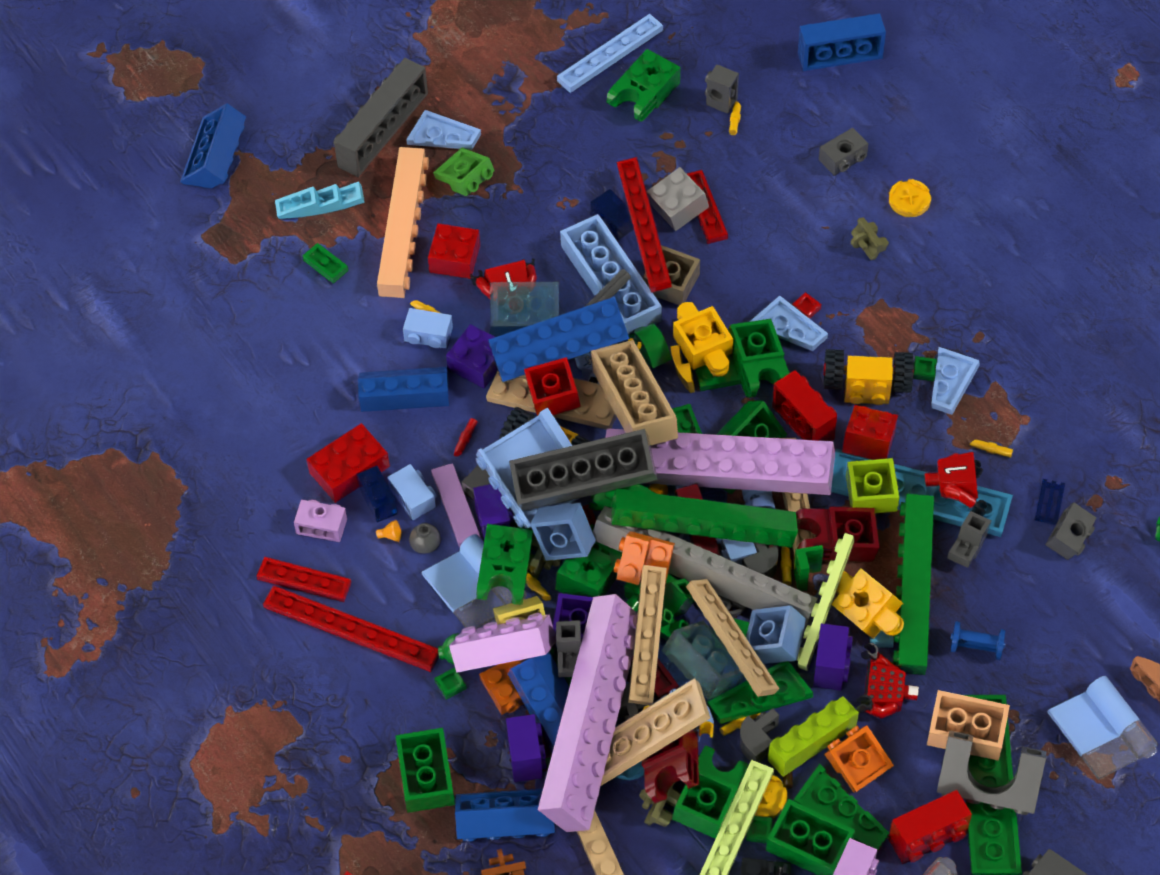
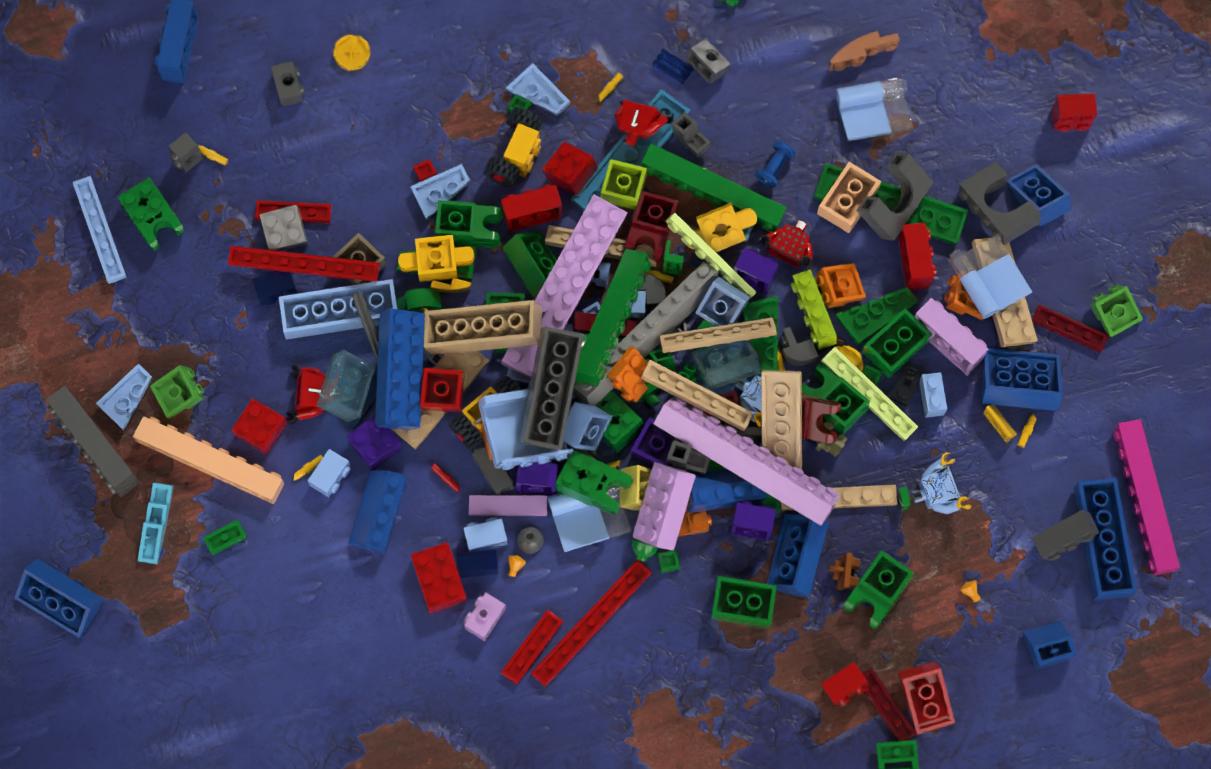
camera: 75 degrees left, 15 degrees up
(865, 237) = (381, 99): olive hips -> none

